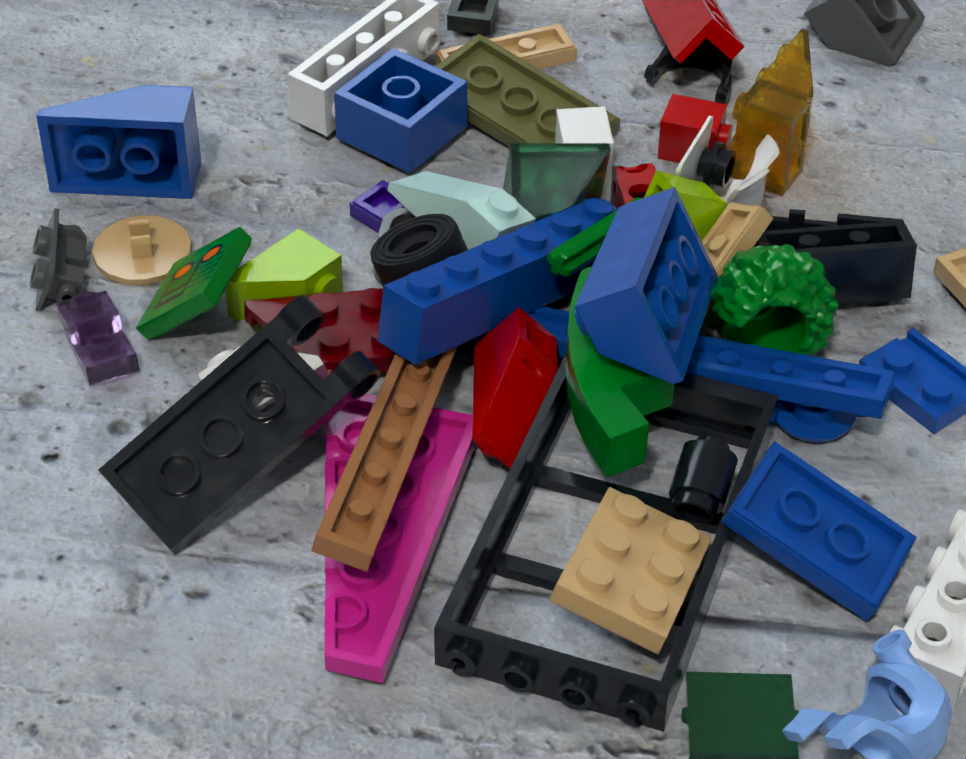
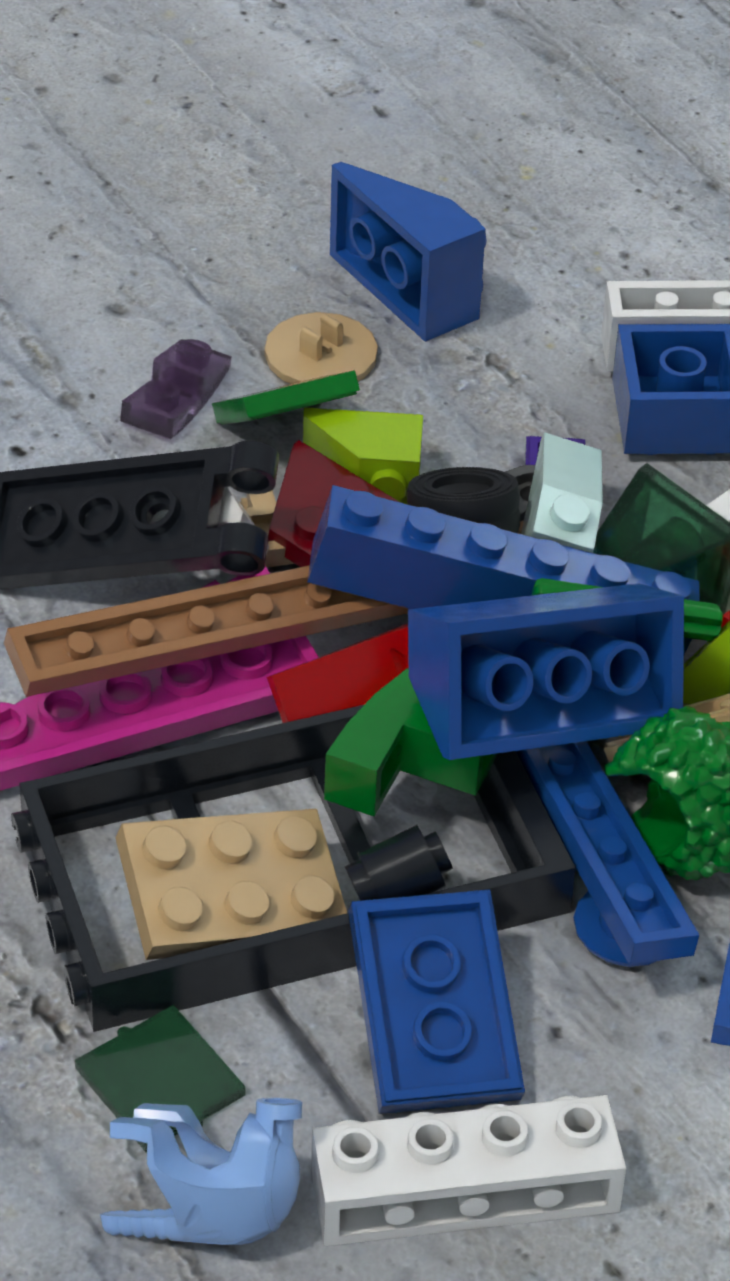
camera: 50 degrees right, 0 degrees up
(60, 267) = (248, 293): dark grey hinge -> none

